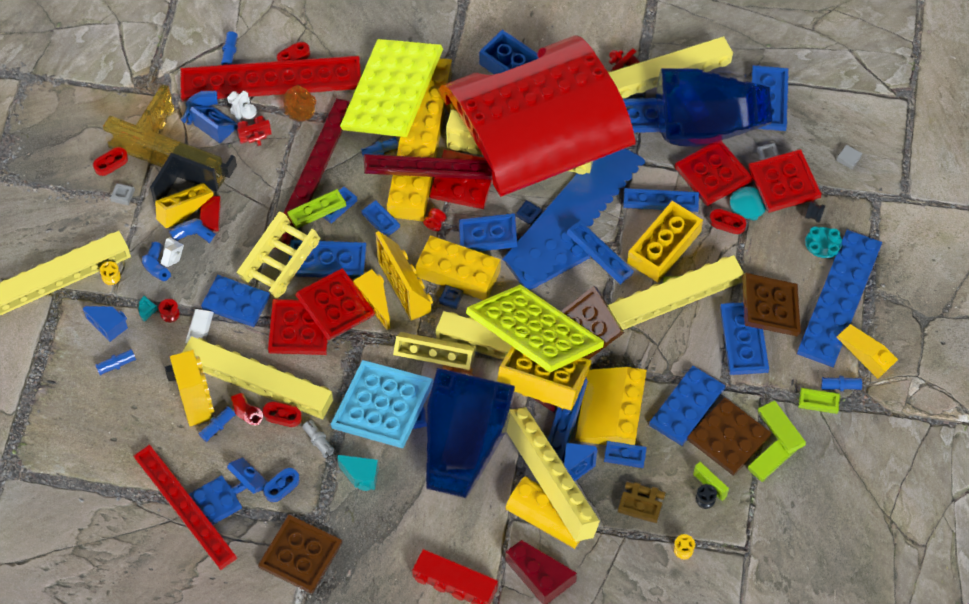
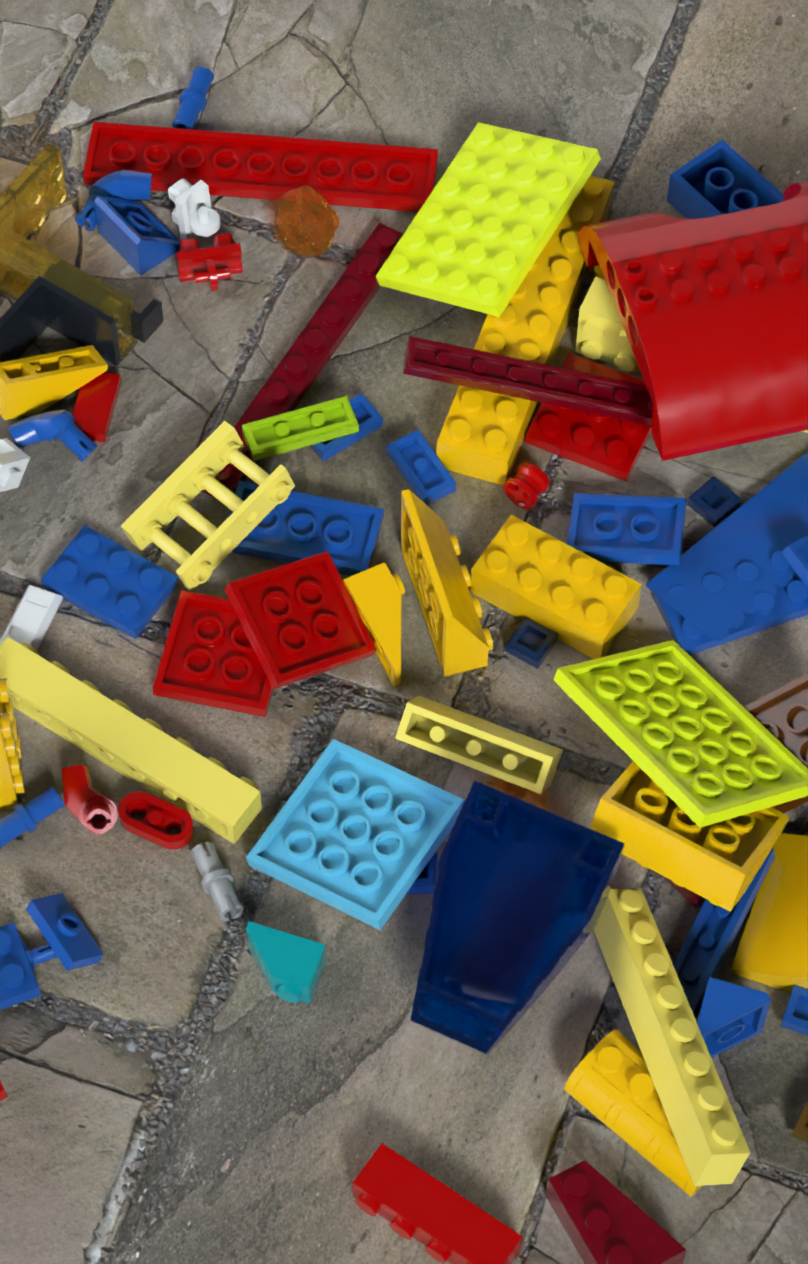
camera: 10 degrees right, 0 degrees up
(280, 484) = (124, 960): blue plate -> none
(297, 51) = (319, 124): red plate -> none
(300, 554) = (136, 1109): reddish brown plate -> none
(381, 147) = (448, 330): blue pin -> none
(472, 333) = (555, 719): light yellow brick -> none

